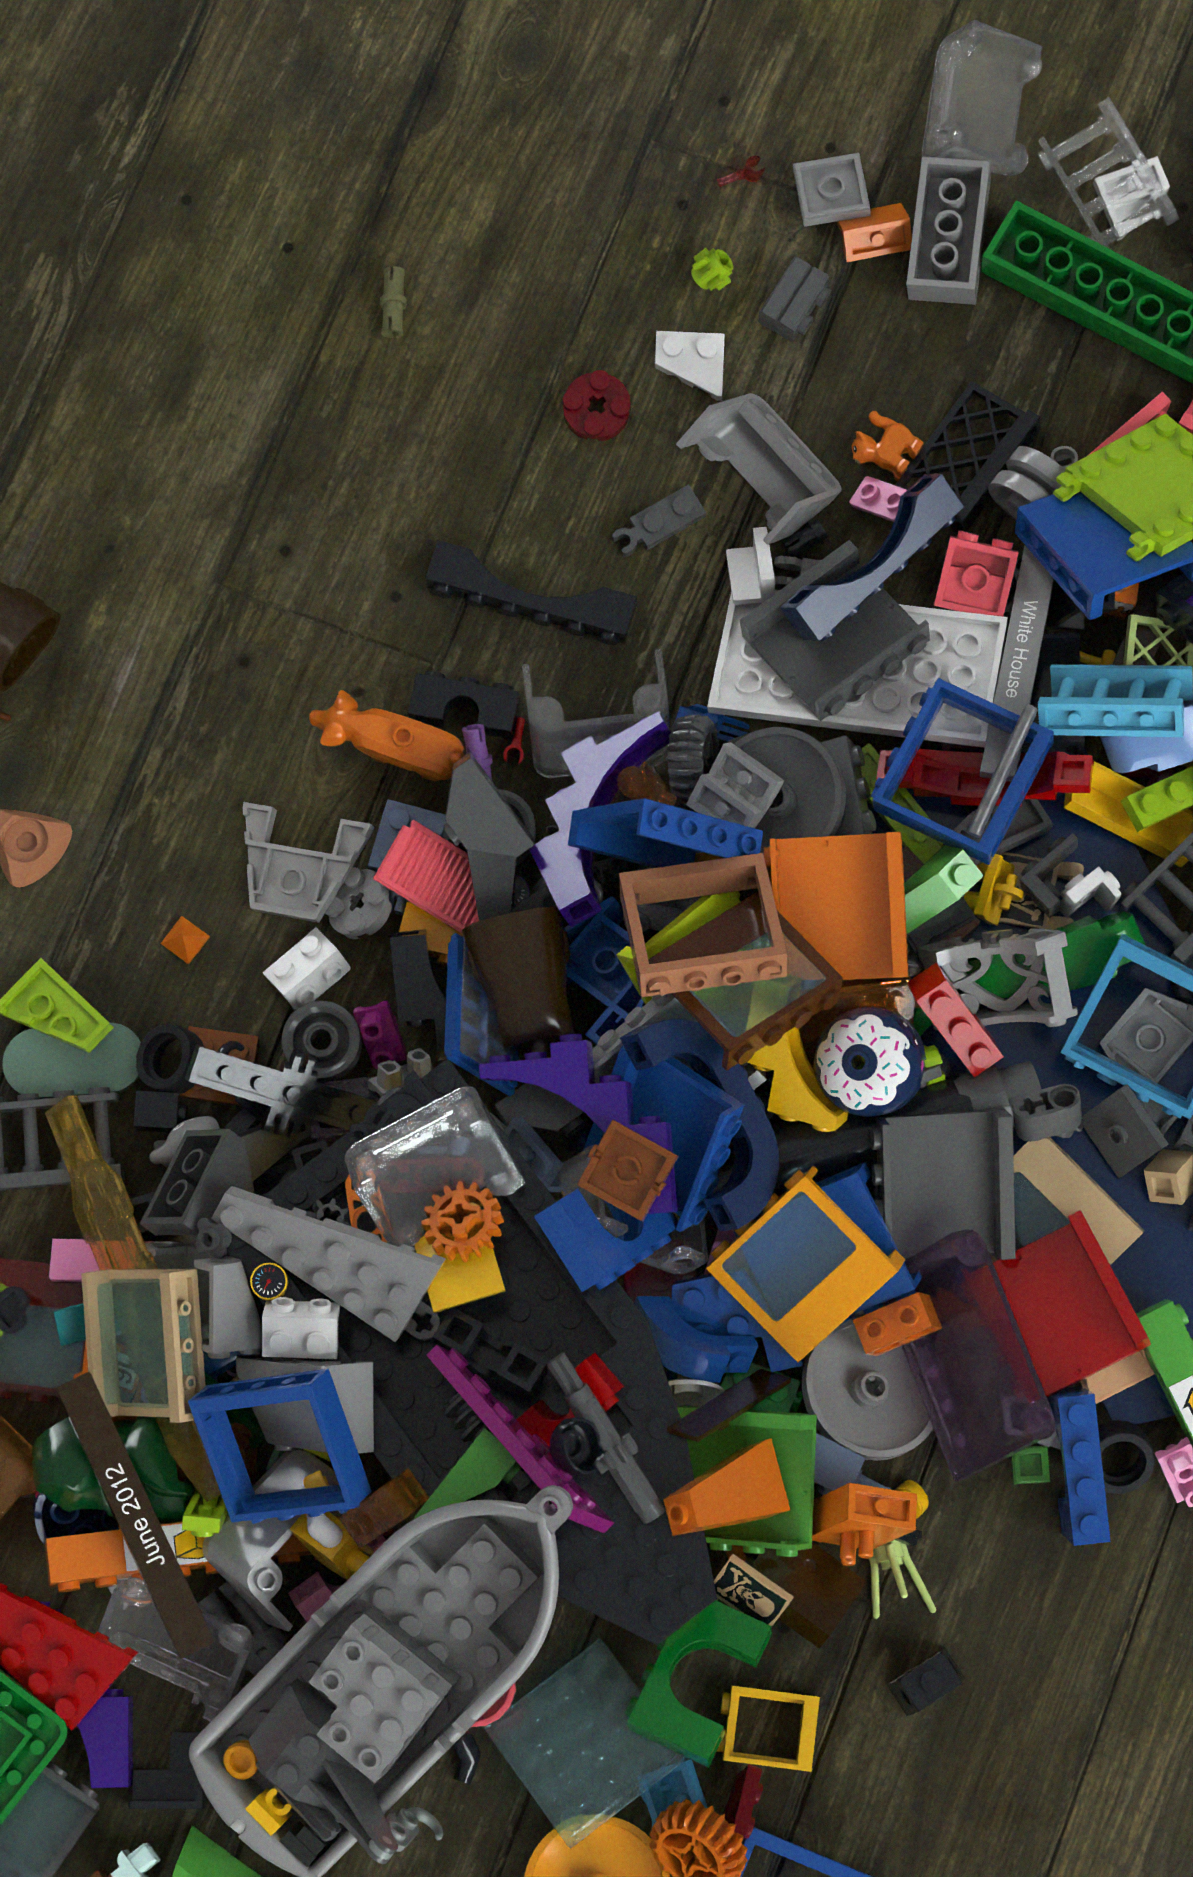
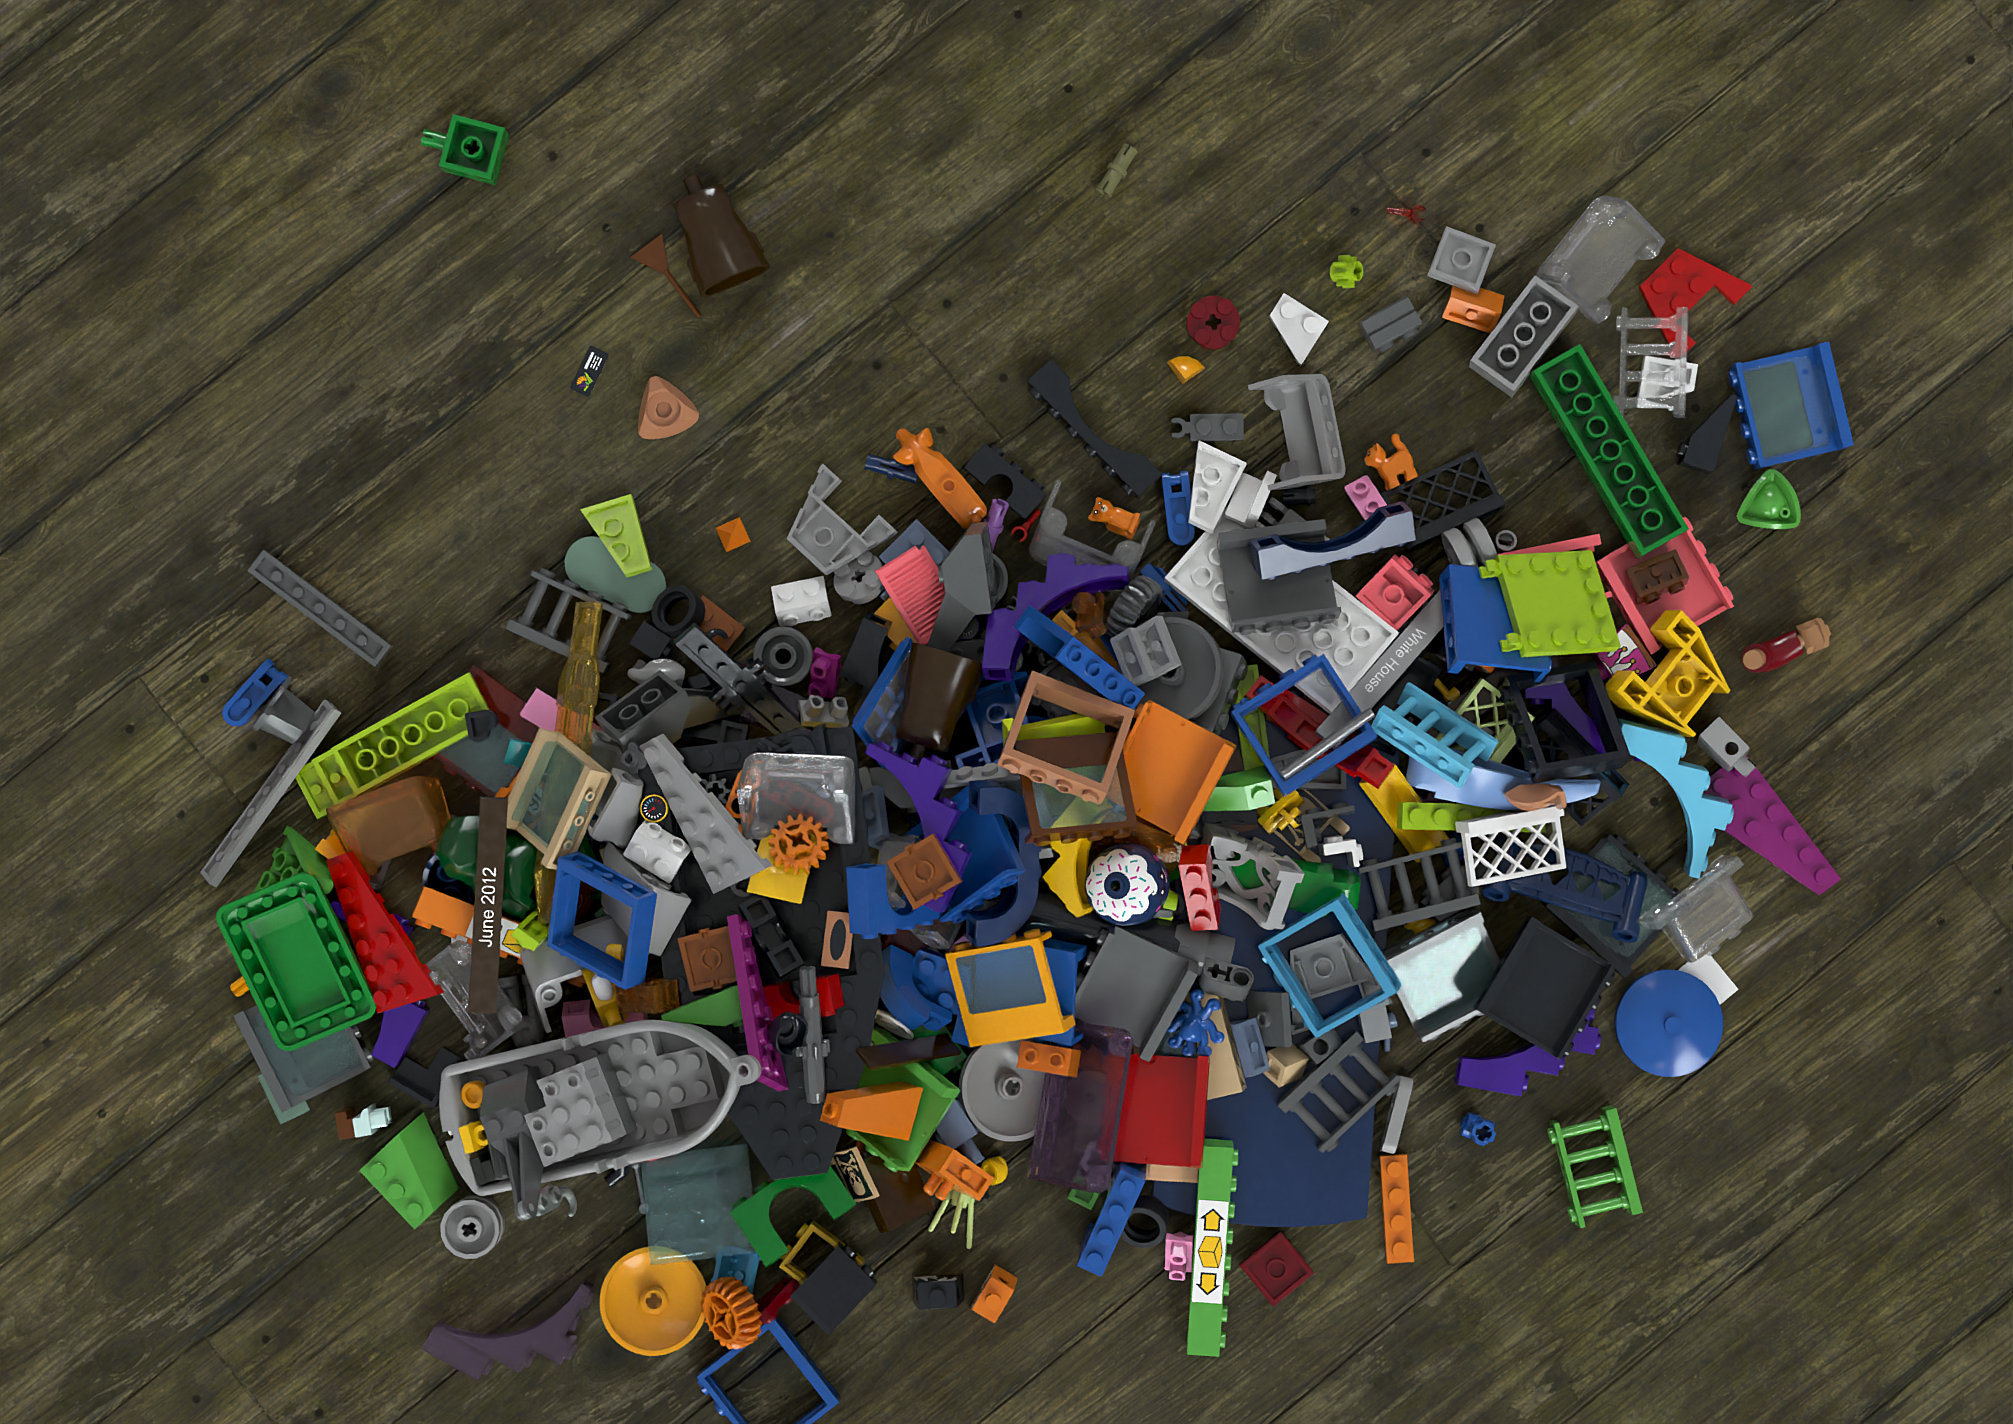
camera: 25 degrees right, 10 degrees up
(326, 763) = (874, 464): none -> dark blue pin
(433, 1419) = (708, 958): none -> dark orange plate
(483, 1741) = (636, 1166): none -> flat silver hinge
(572, 1313) = (837, 940): none -> nougat tile
(594, 470) = (1185, 367): none -> light orange brick
(613, 676) = (1115, 518): none -> orange animal
(677, 627) = (1177, 508): none -> blue plate
(701, 579) = (1213, 485): none -> white wing
(803, 1740) = (834, 1287): none -> black slope
(996, 1649) = (994, 1294): none -> orange torso
(1043, 1186) = (1195, 1025): none -> blue animal
(1090, 76) = (1682, 283): none -> red wing
(1119, 1178) = (1250, 1047): none -> sand blue panel

